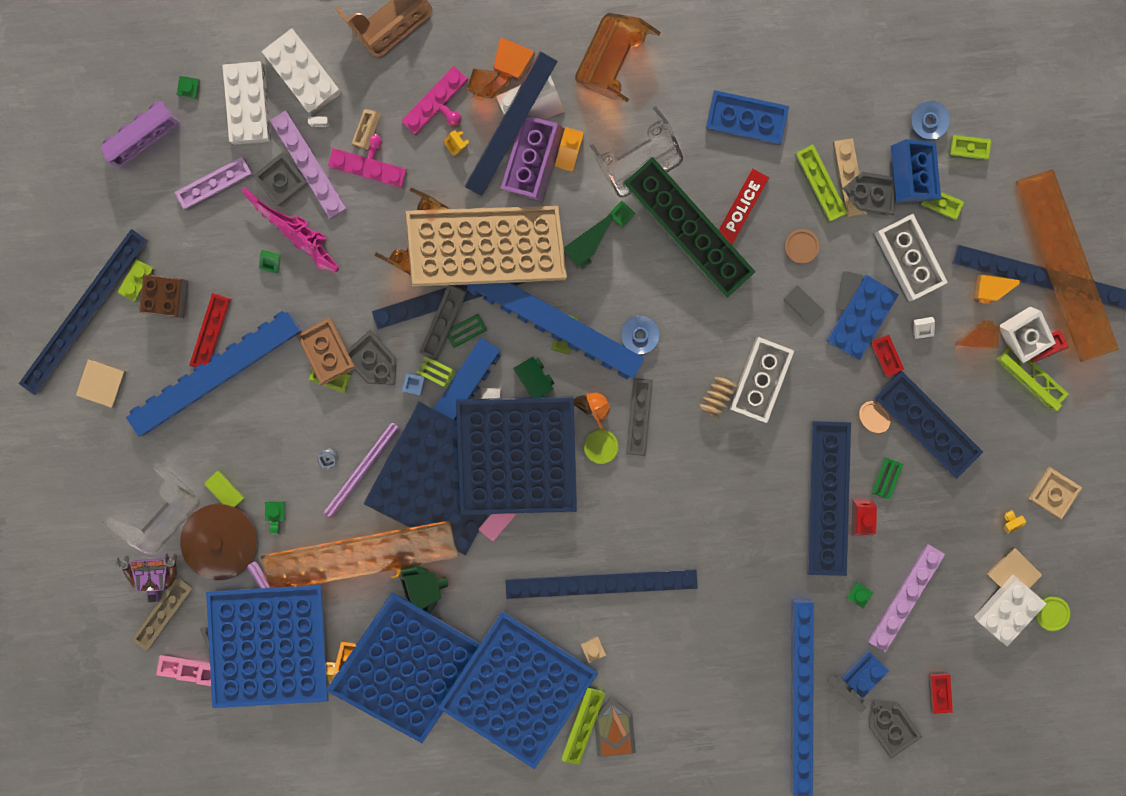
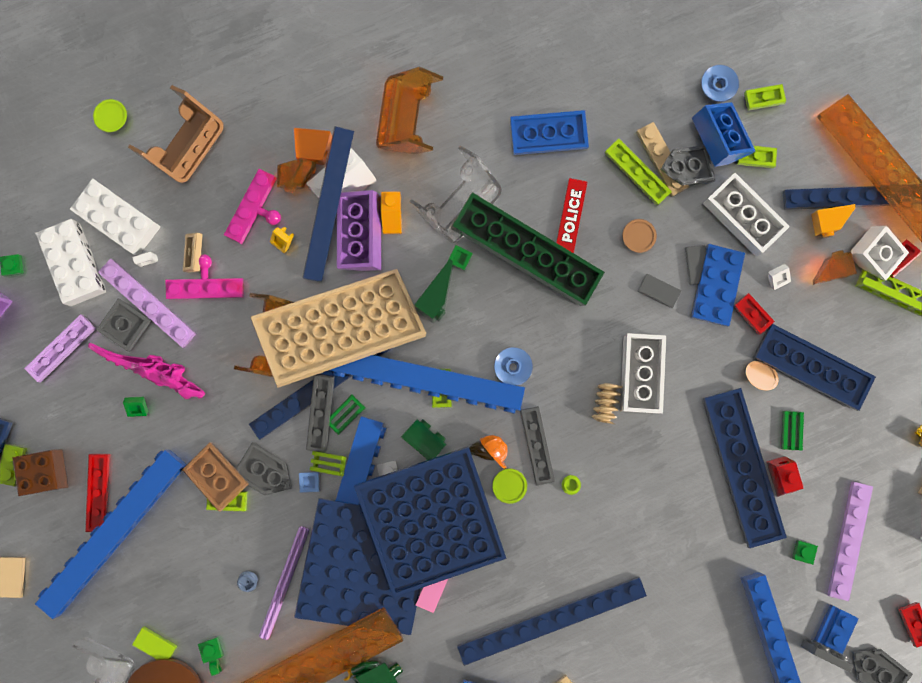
camera: 20 degrees left, 5 degrees down
(659, 463) = (571, 485): none -> lime plate

